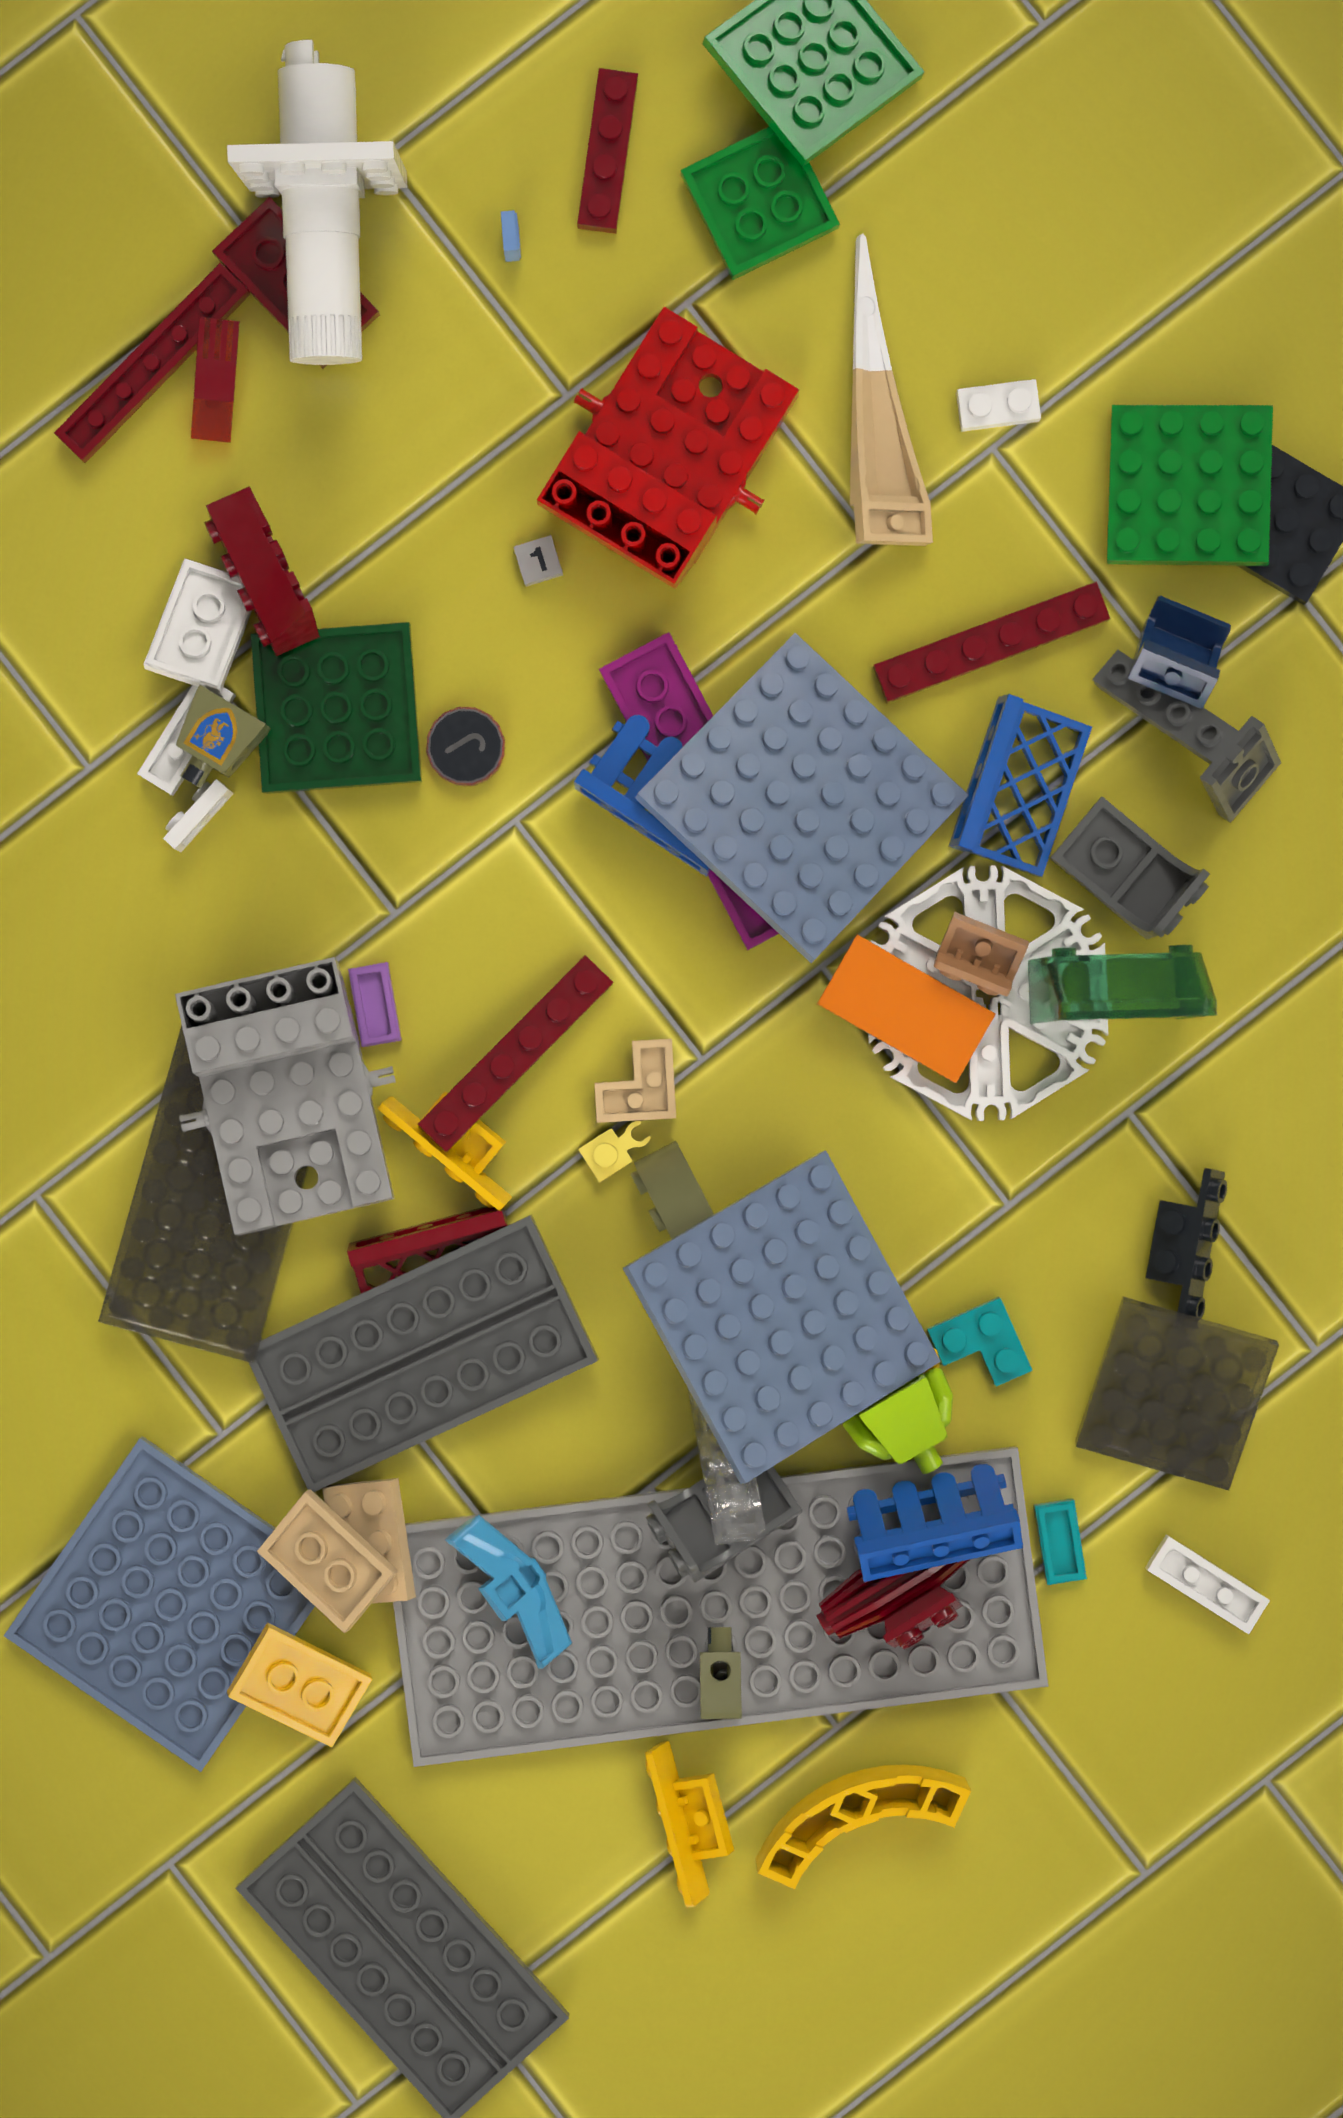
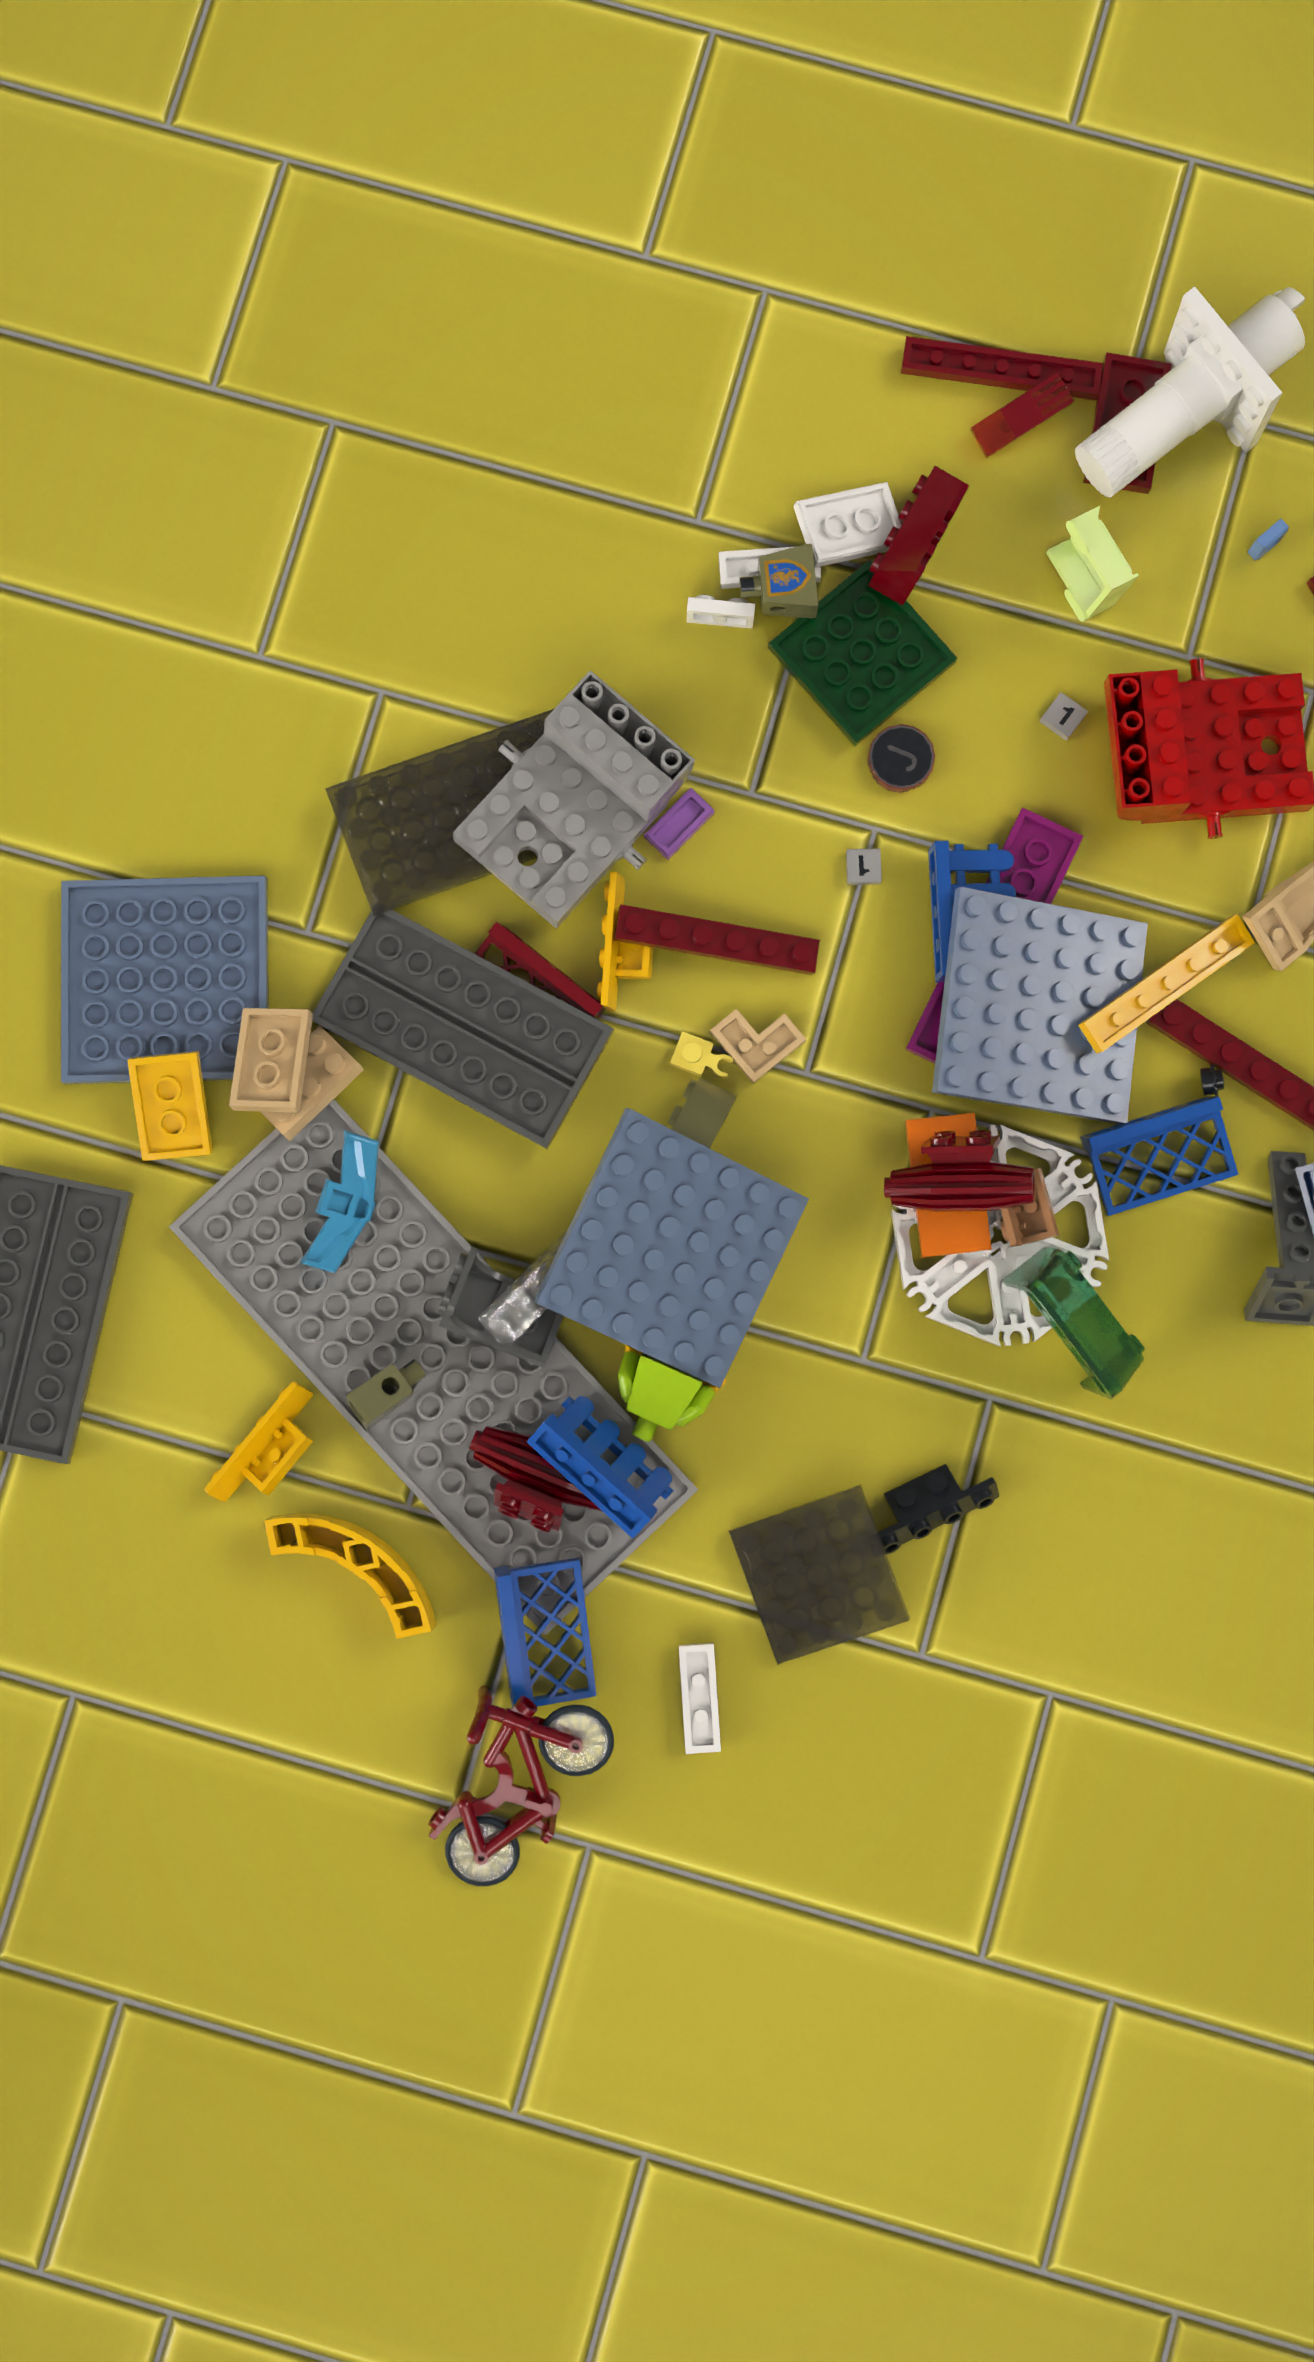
camera: 55 degrees right, 5 degrees down
(414, 430) = (1091, 566): none -> yellowish green piece
(544, 860) = (863, 866): none -> light grey tile
(867, 661) = (1166, 983): none -> yellow plate
(909, 996) = (961, 1177): none -> dark red plate
(983, 1330) = (764, 1409): teal plate -> none
(987, 686) = (1211, 1080): none -> black plate
(1023, 1710) = (514, 1632): none -> blue fence
(1060, 1541) = (653, 1570): teal tile -> none
(1129, 871) = (1159, 1271): dark grey bracket -> none
(1163, 1734) = (571, 1740): none -> piece

